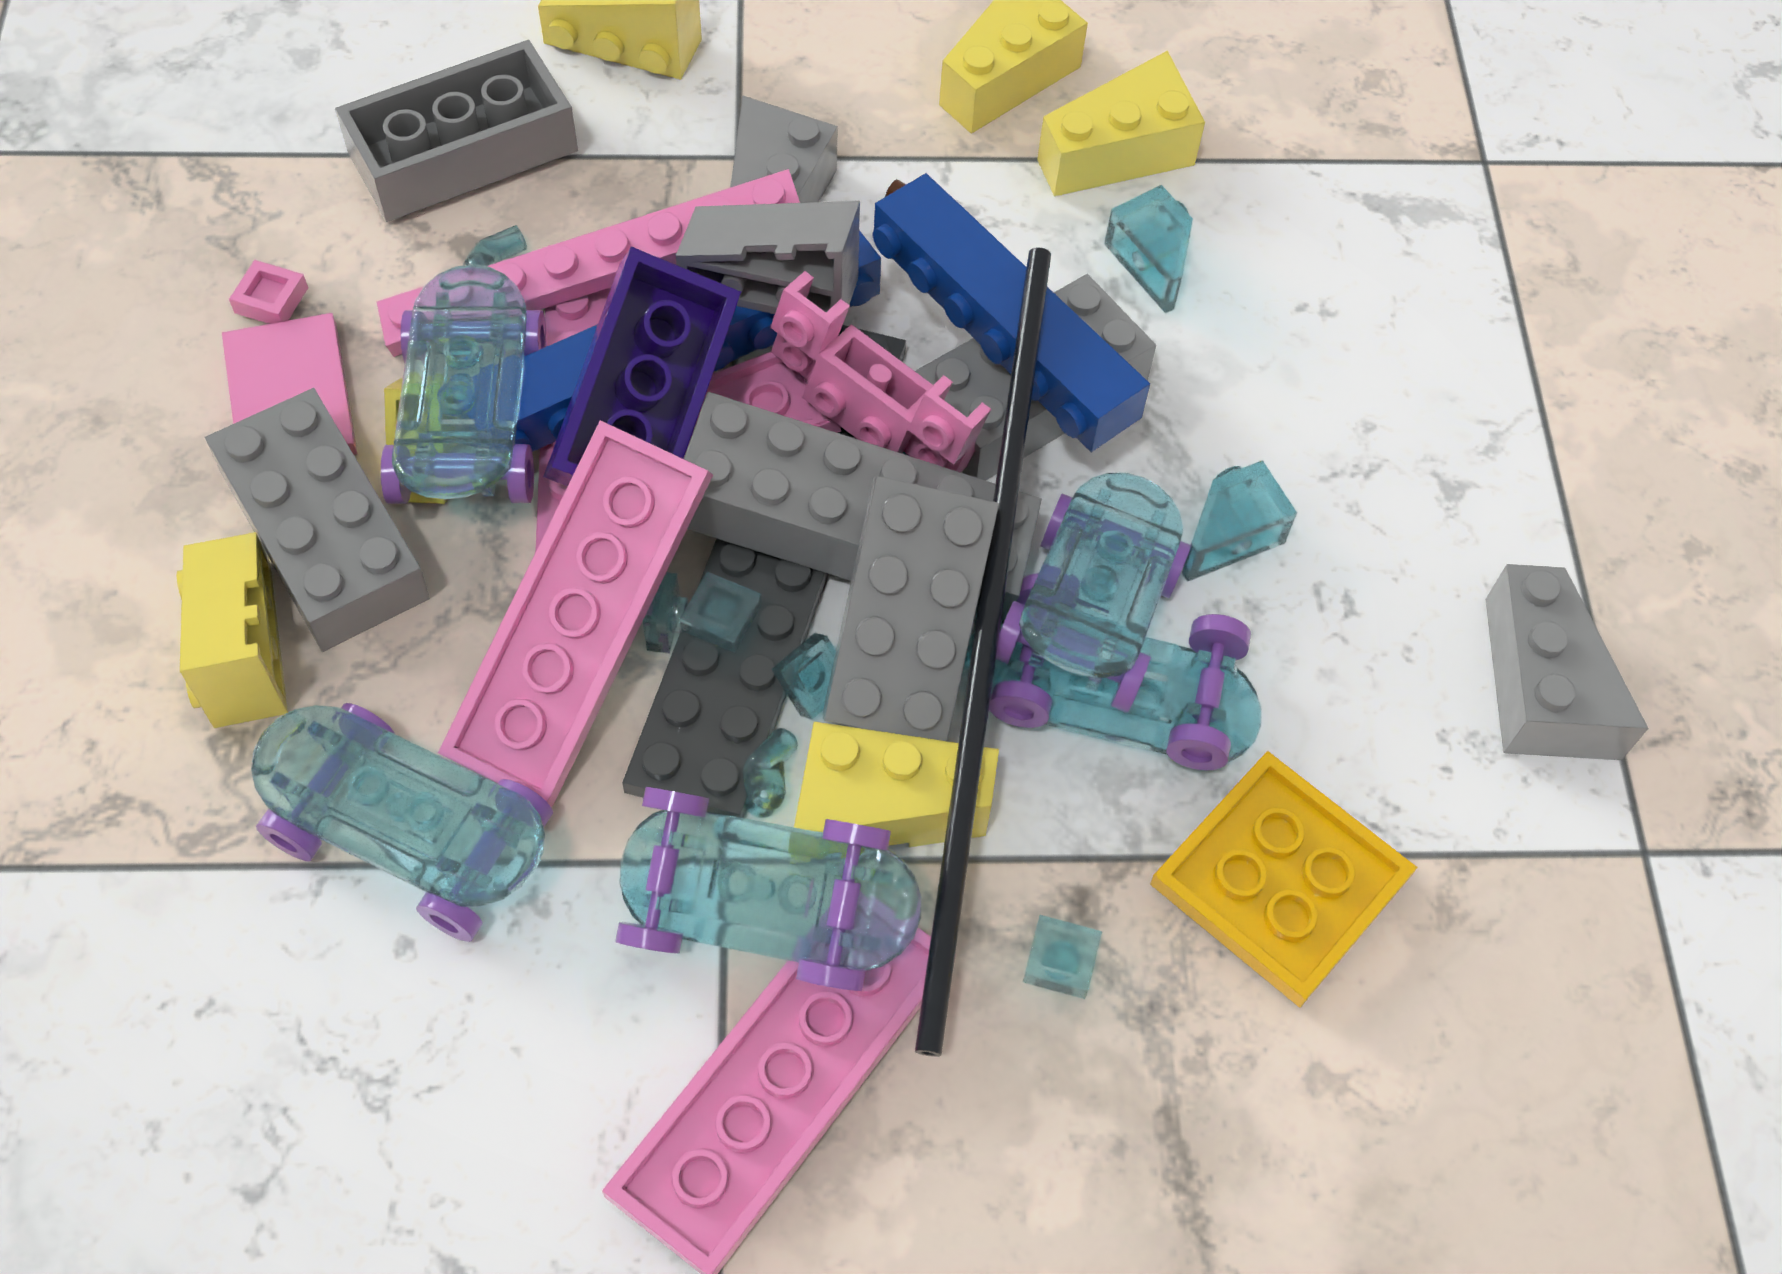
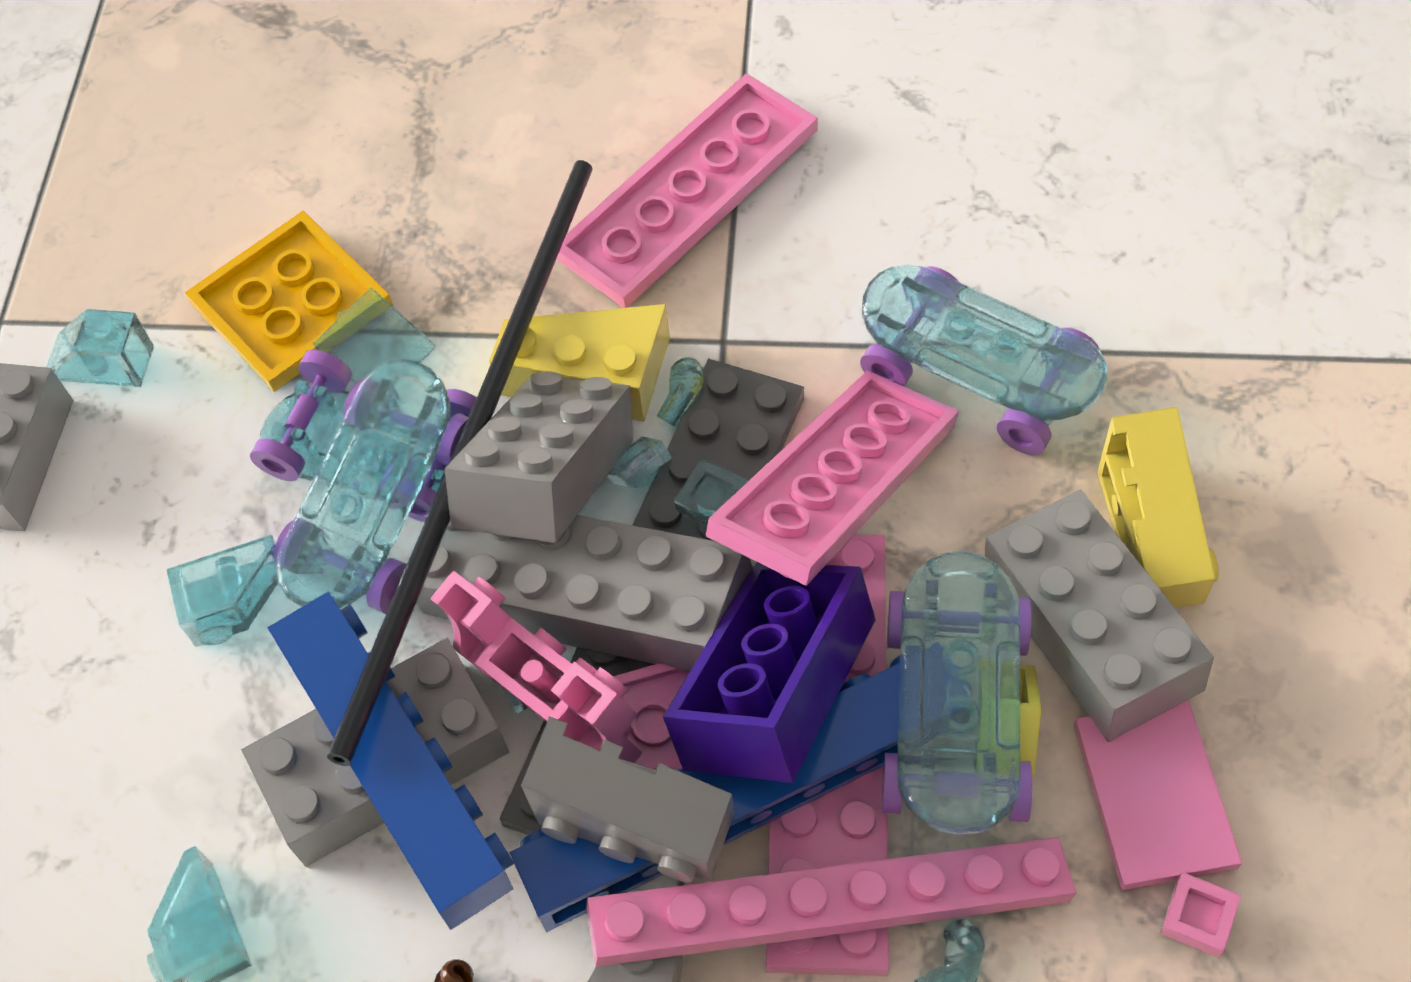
camera: 165 degrees left, 0 degrees up
(767, 890) = (694, 277): clear light blue piece -> none
(1062, 957) = (473, 251): clear light blue plate -> none
(1155, 813) = (372, 335): none -> clear light blue piece
(1493, 790) = (102, 349): none -> clear light blue slope

